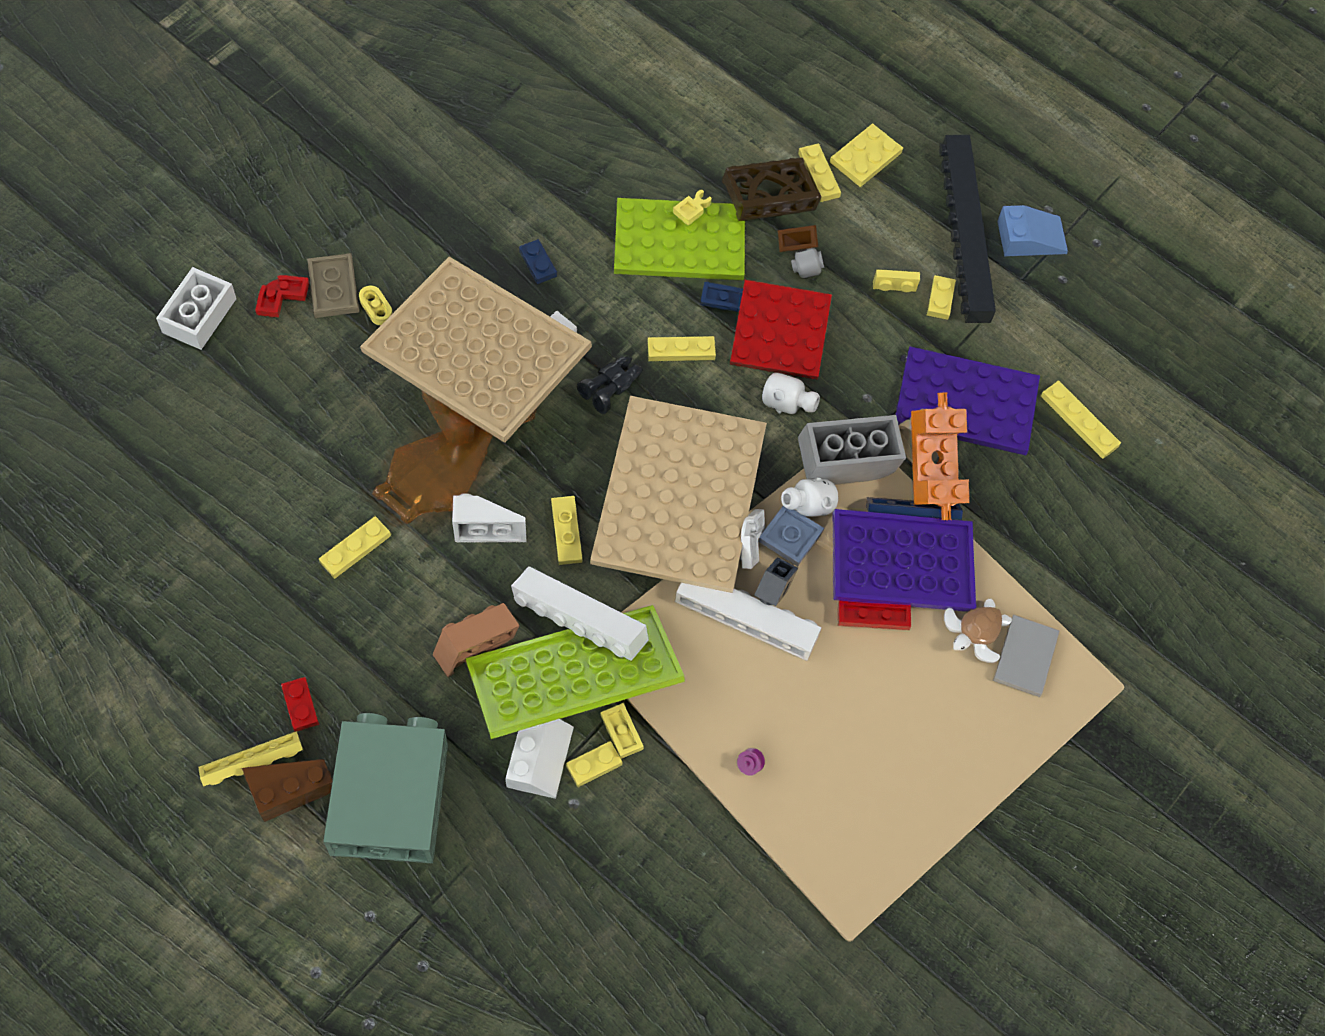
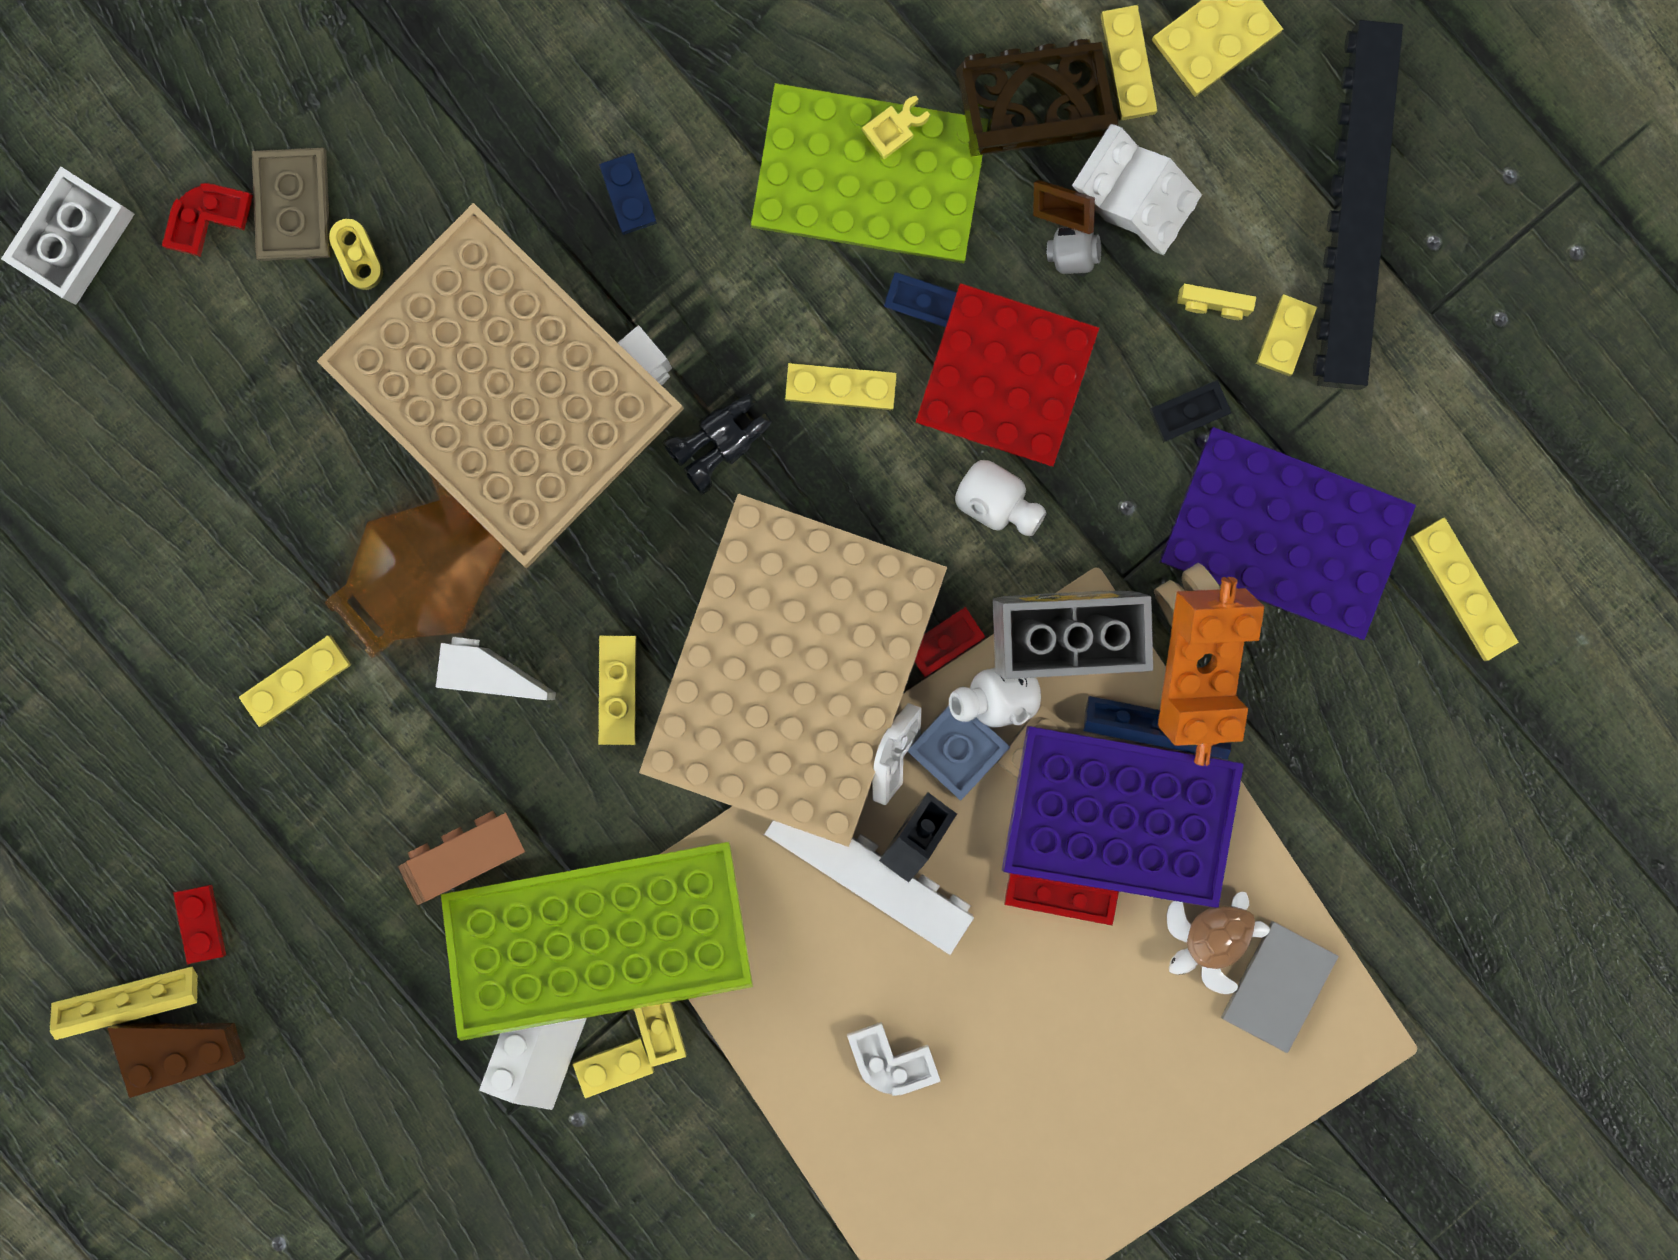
camera: 15 degrees right, 25 degrees up
(386, 790) = (310, 1082): sand green brick -> none
(580, 613) = (615, 850): white brick -> none
(751, 761) = (836, 1104): magenta wheel -> none
(772, 478) = (947, 641): none -> red plate
(780, 737) = (887, 1072): none -> white plate
(839, 226) = (1137, 189): none -> white bracket
(894, 339) = (1190, 411): none -> black plate
(1030, 232) = (1468, 227): medium blue slope -> none

